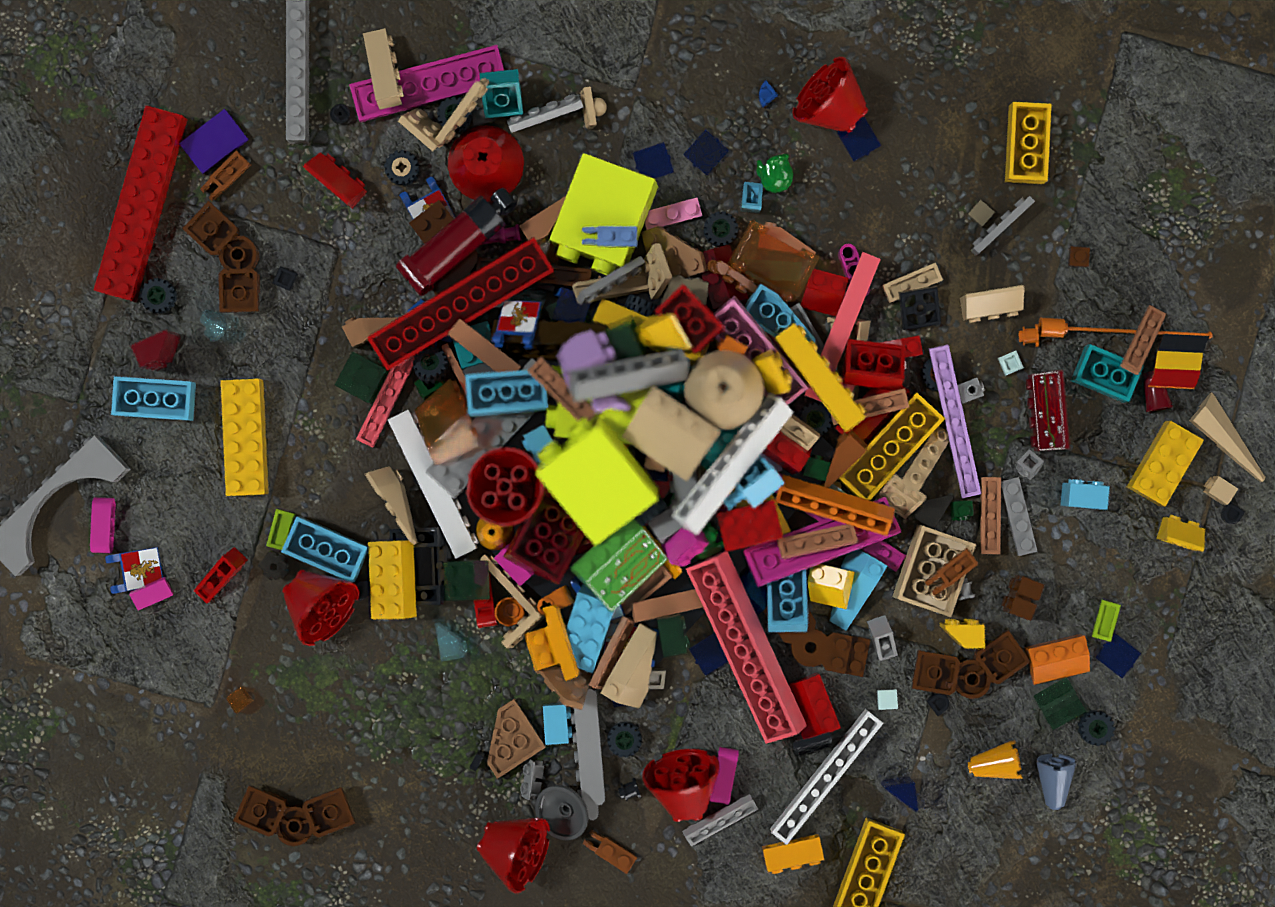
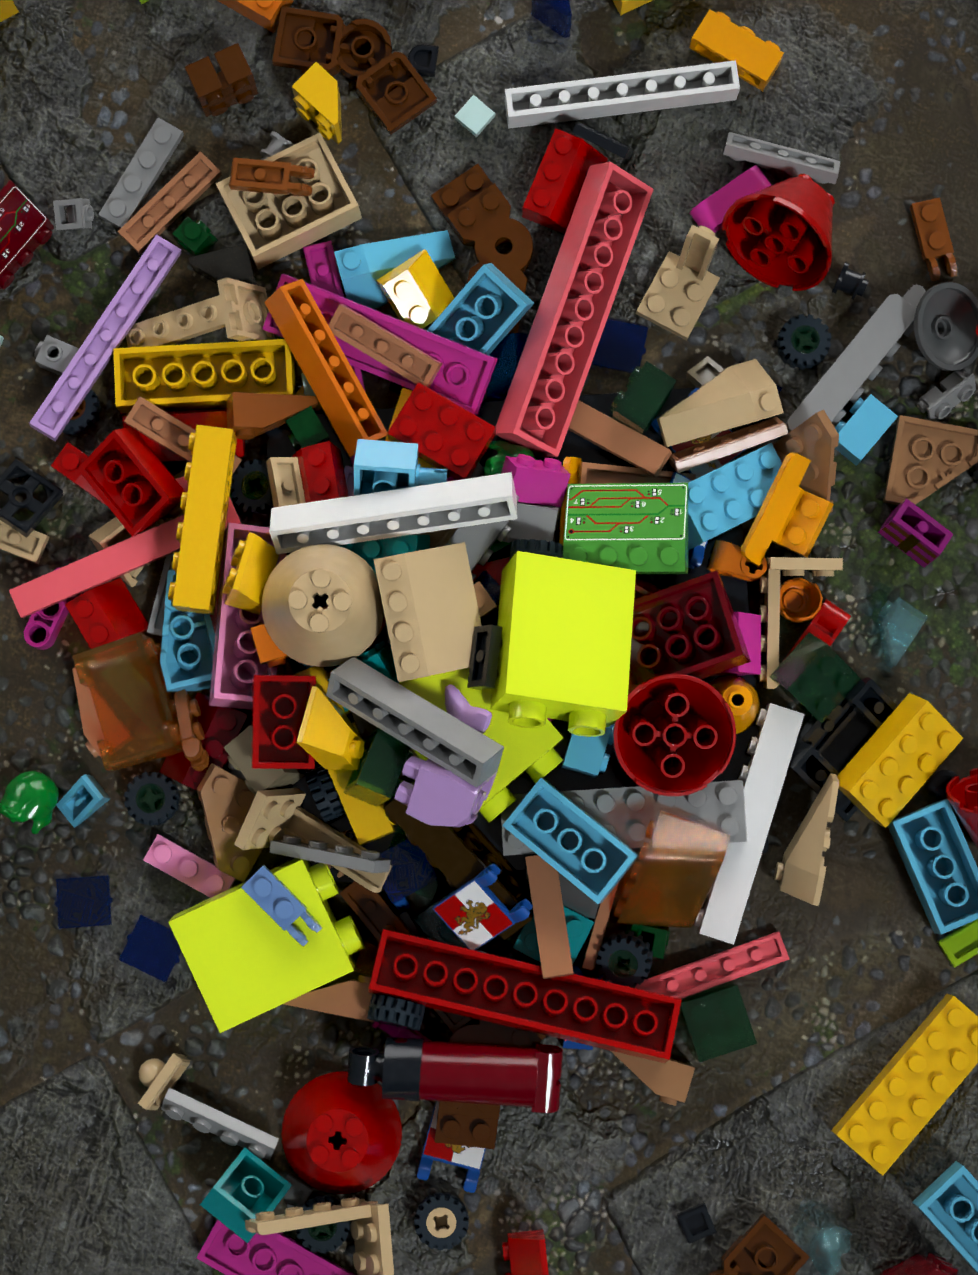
camera: 135 degrees left, 5 degrees down
(484, 696) = (915, 533): none -> magenta brick
(512, 239) = (396, 1012): none -> black wheel
(559, 390) = (507, 786): nougat tile -> none
(625, 436) = (485, 657): none -> black plate
(707, 708) = (682, 285): none -> tan bracket
(882, 638) = (415, 184): light grey slope -> none
(1089, 495) = (46, 124): medium azure brick -> none

